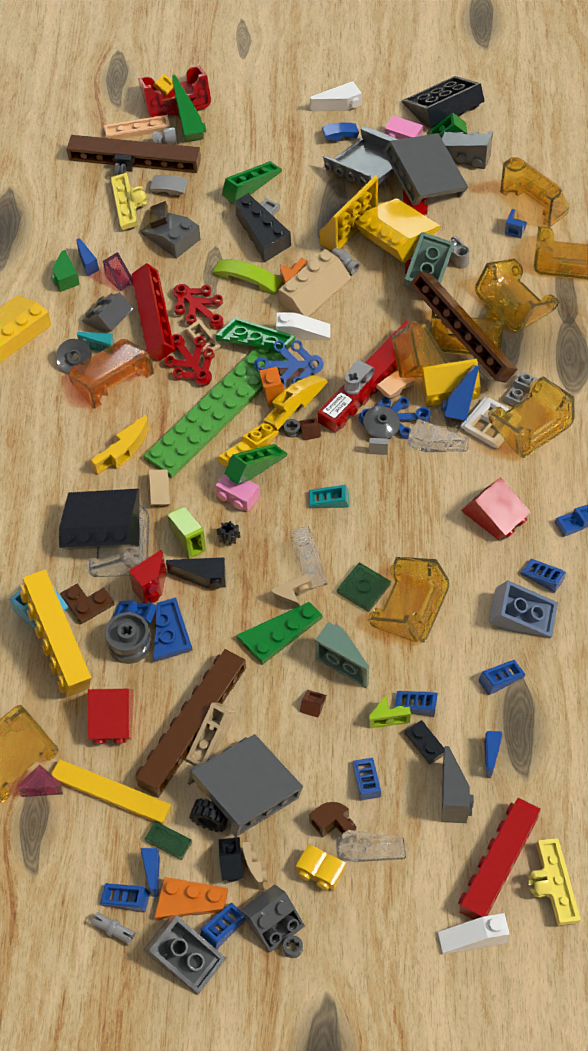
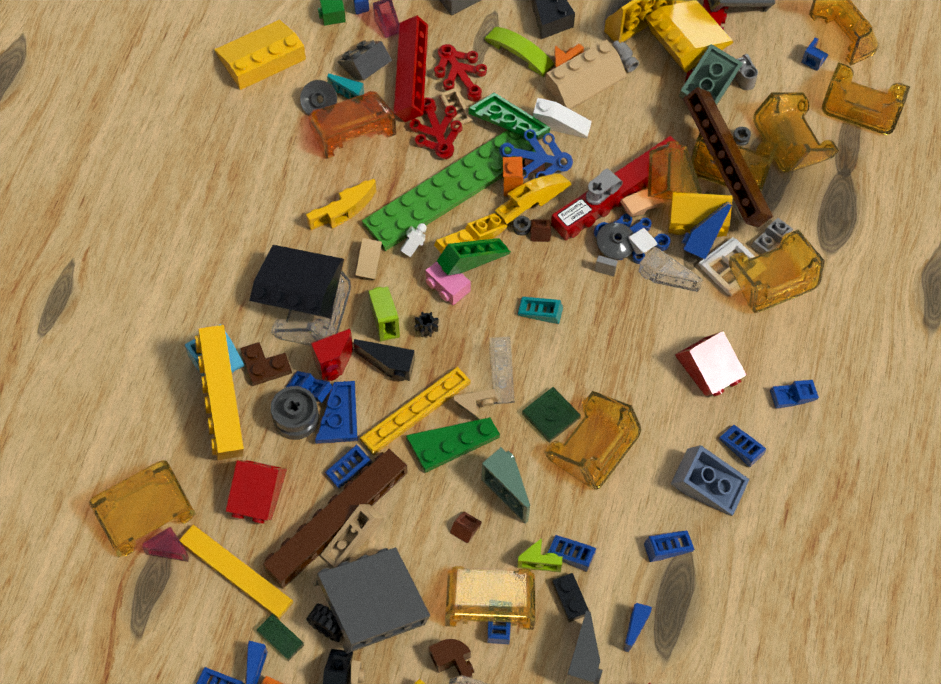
camera: 10 degrees right, 5 degrees up
(194, 658) = (356, 450): none -> blue slope
(197, 461) = (414, 239): none -> white piece
(238, 612) = (415, 410): none -> yellow tile
(353, 757) = (490, 596): none -> clear yellow windscreen
(405, 417) = (642, 241): none -> white slope
(470, 303) = (744, 131): none -> dark grey bush

